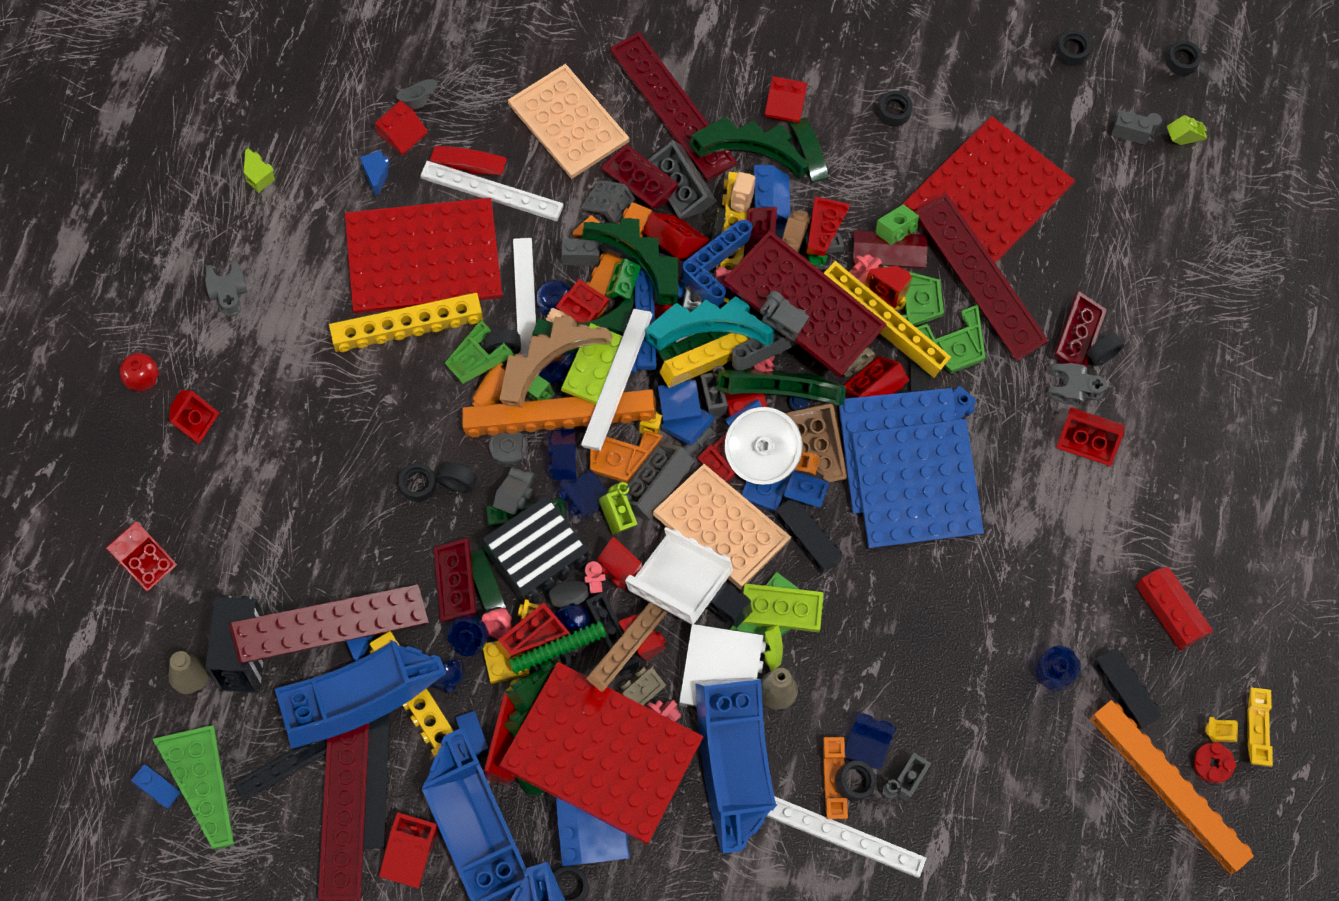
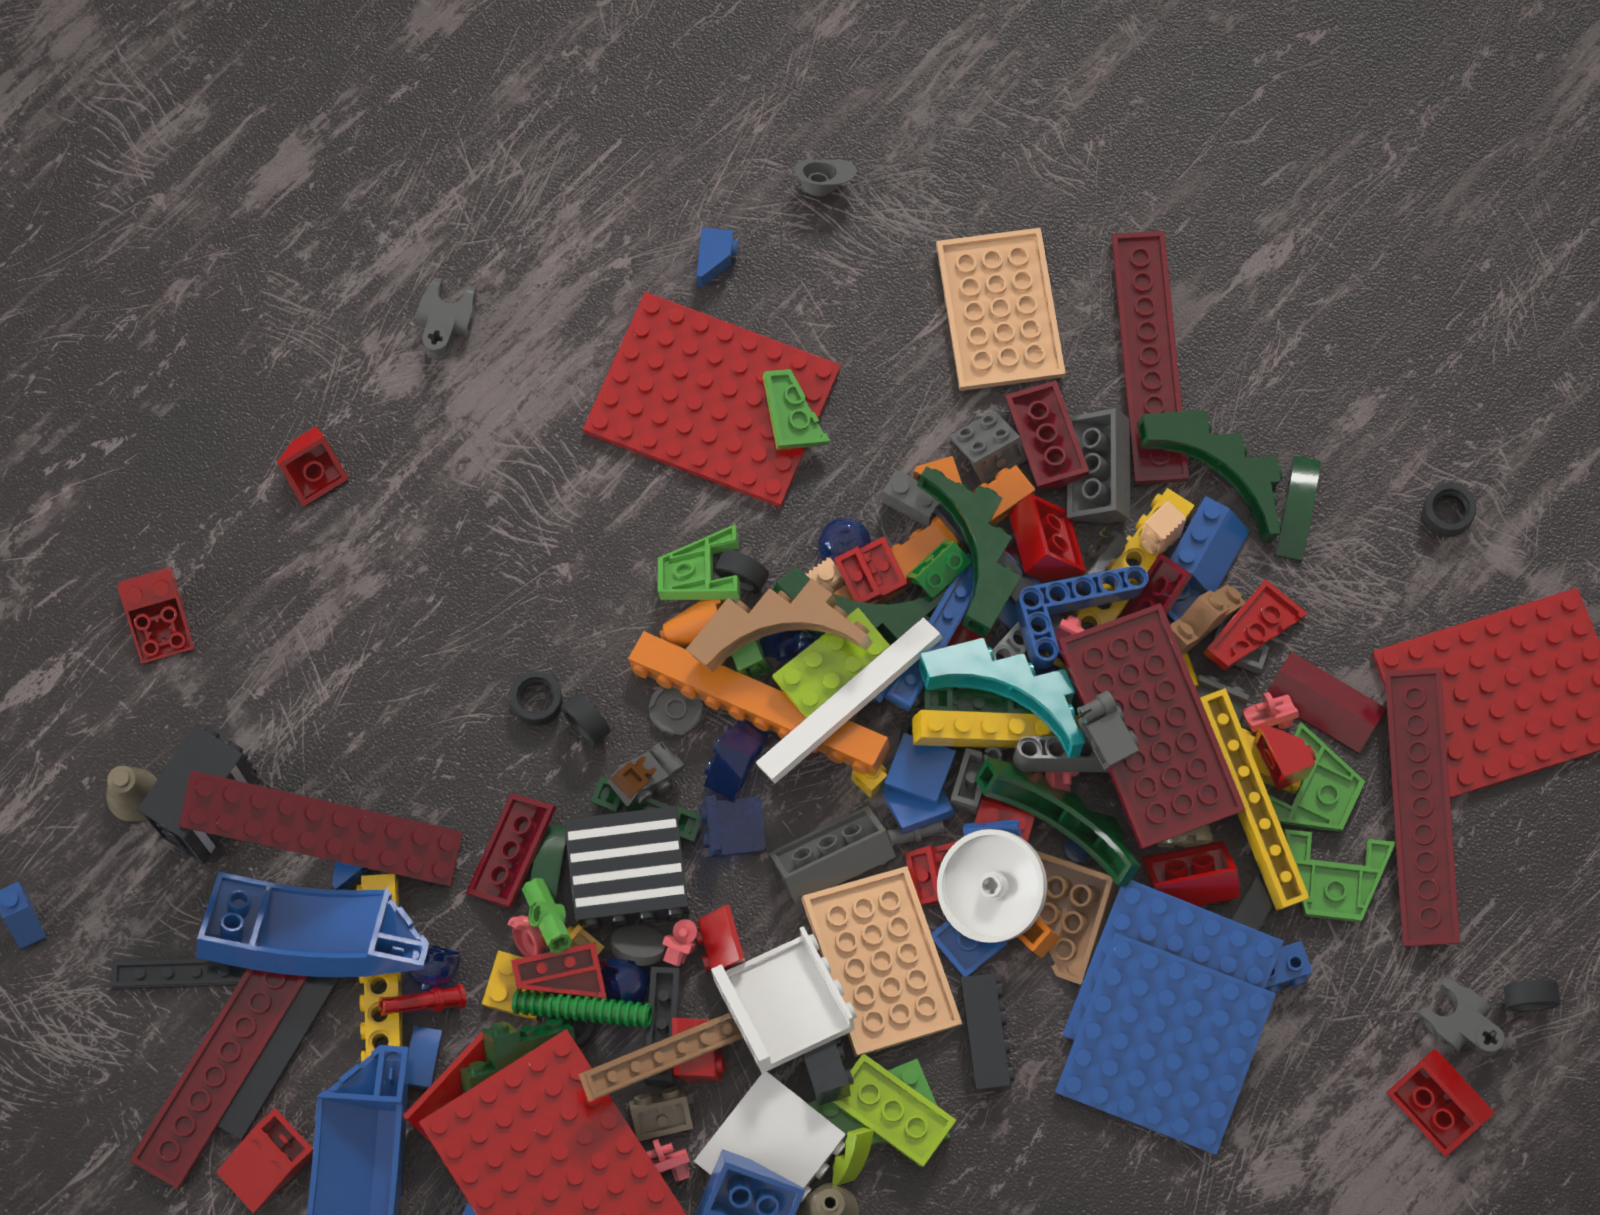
camera: 35 degrees right, 5 degrees up
(139, 372) = (280, 375): red cylinder -> none
(198, 772) = (77, 924): bright green wing -> none
(256, 171) = (563, 180): lime slope -> none
(397, 318) = (551, 449): yellow brick -> none
(400, 128) = (778, 211): red slope -> none
(460, 693) = (435, 999): none -> red pin
(466, 159) = (840, 299): red slope -> none
(468, 635) = (485, 931): clear blue cylinder -> none
(480, 240) = (789, 413): none -> bright green wing
(489, 189) = (849, 355): white tile -> none
(504, 602) = (547, 915): none -> bright green piece
(510, 492) = (633, 777): none -> reddish brown plate
(524, 291) = (813, 512): white tile -> none
(617, 509) = (760, 868): lime hinge -> none
(621, 459) = (807, 804): orange wing -> none
(786, 99) = (1305, 424): red slope -> none
(806, 489) = (1018, 971): blue tile -> none
(817, 260) = (1212, 669): green tile -> none
(897, 224) = (1351, 676): bright green brick -> none
(1080, 330) = (1514, 951): dark red slope -> none

